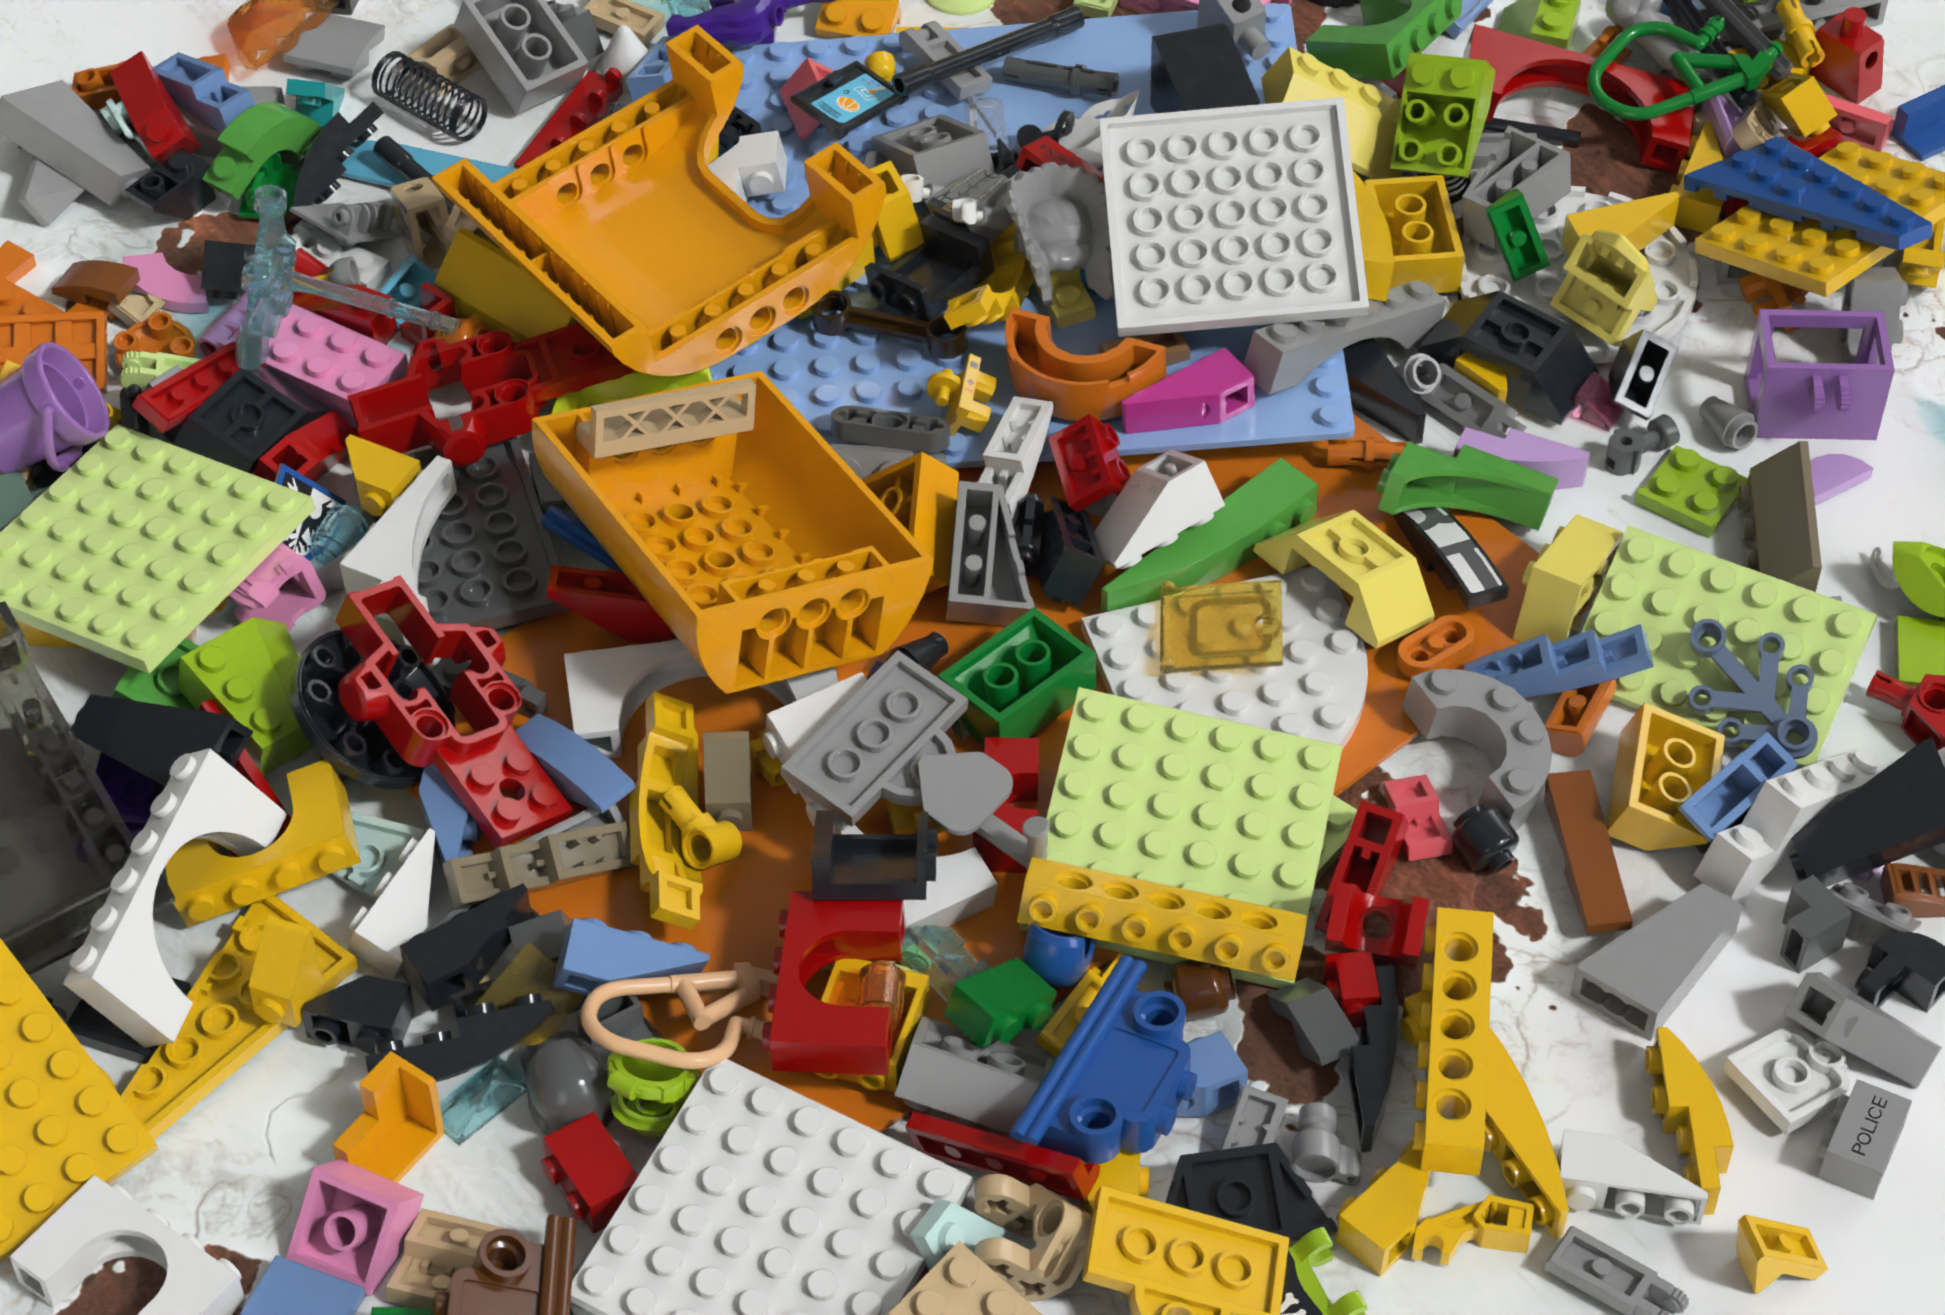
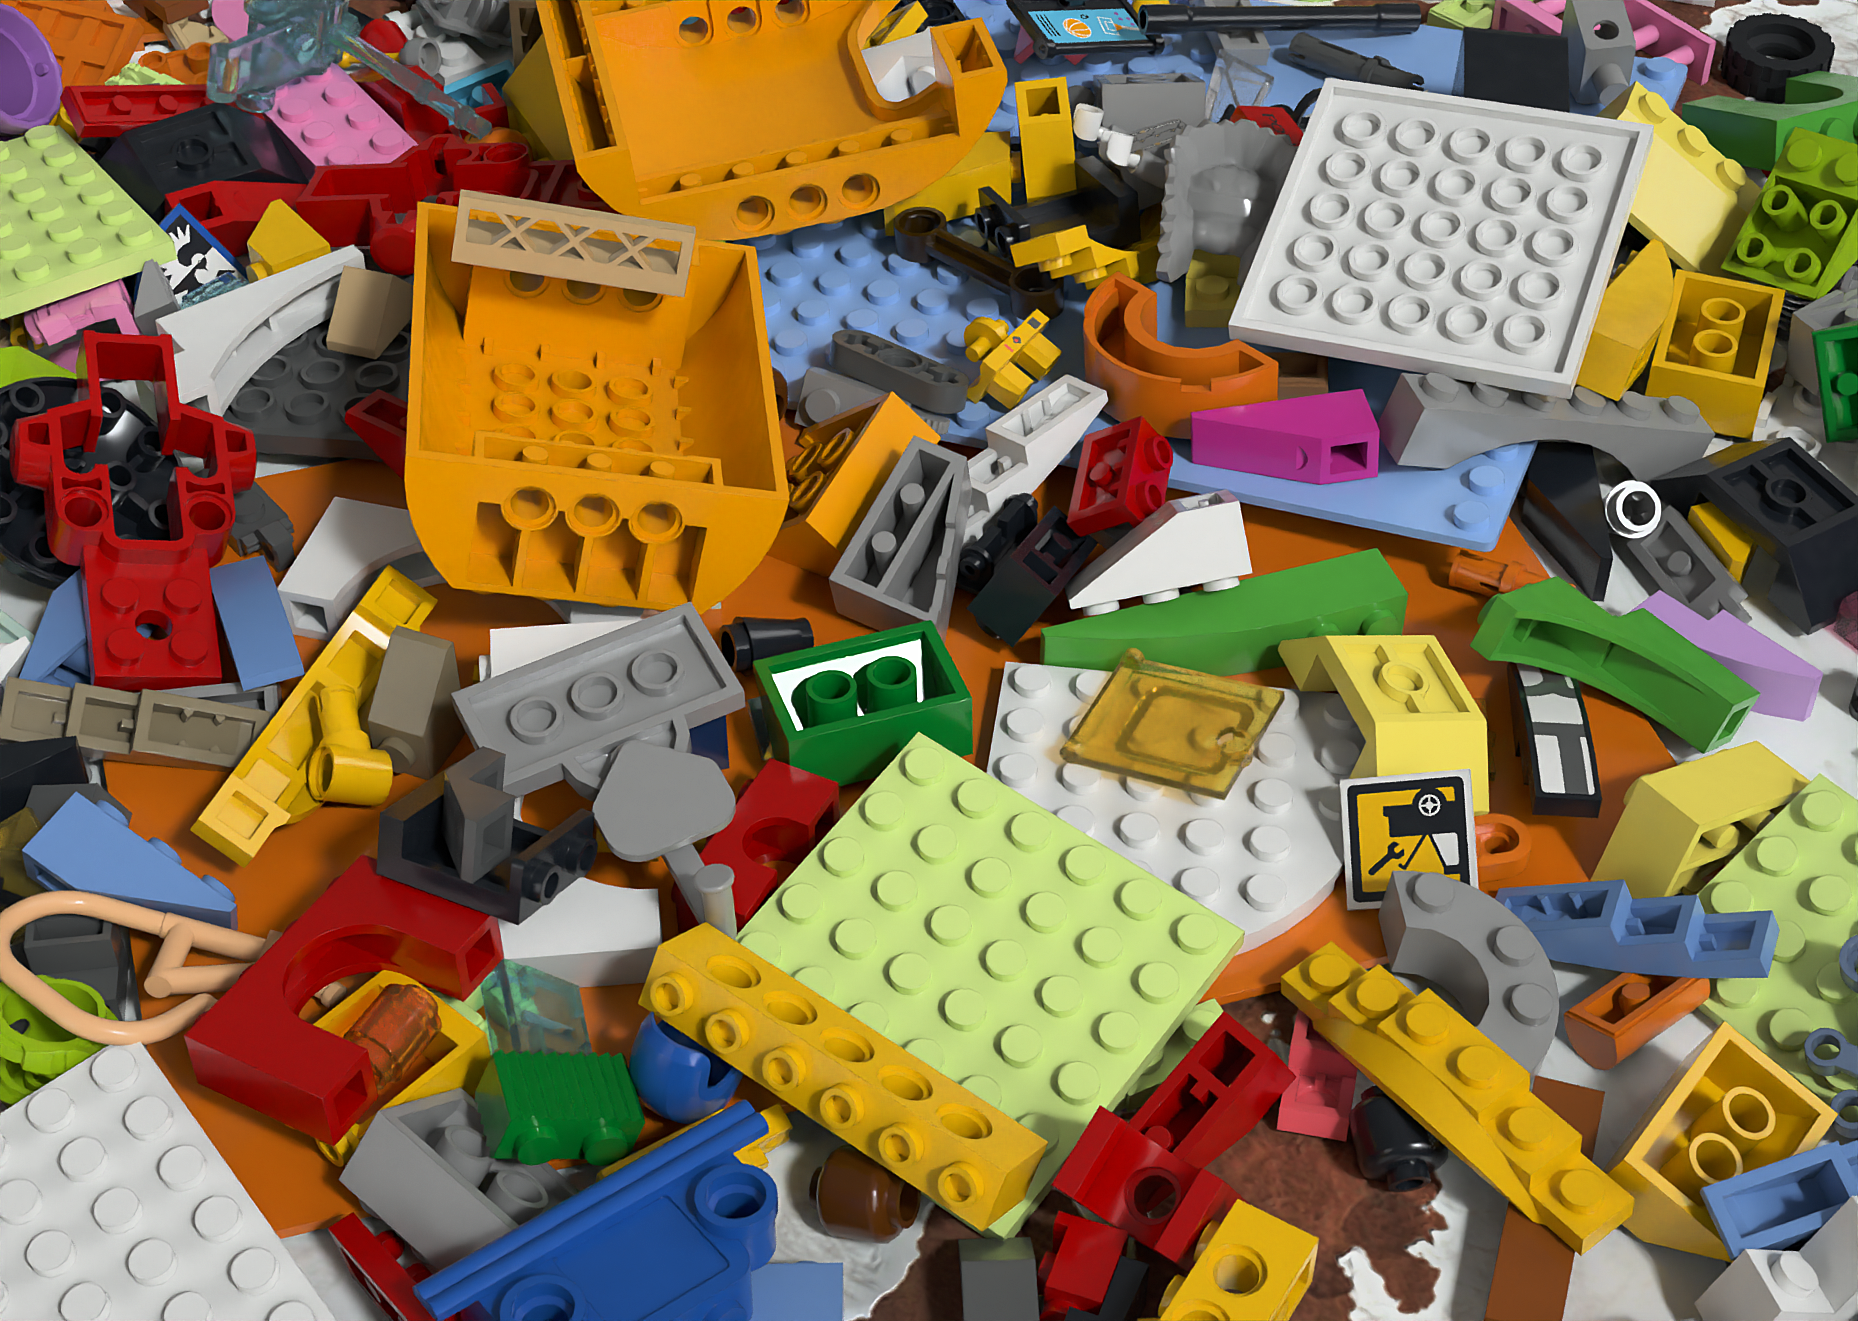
camera: 25 degrees right, 5 degrees down
(318, 545) = (154, 299): none -> light grey slope
(477, 506) = (368, 312): none -> tan slope
(861, 841) = (477, 814): none -> dark grey slope
(1402, 646) = (1406, 826): none -> piece
(1508, 795) = (1460, 1092): none -> yellow piece

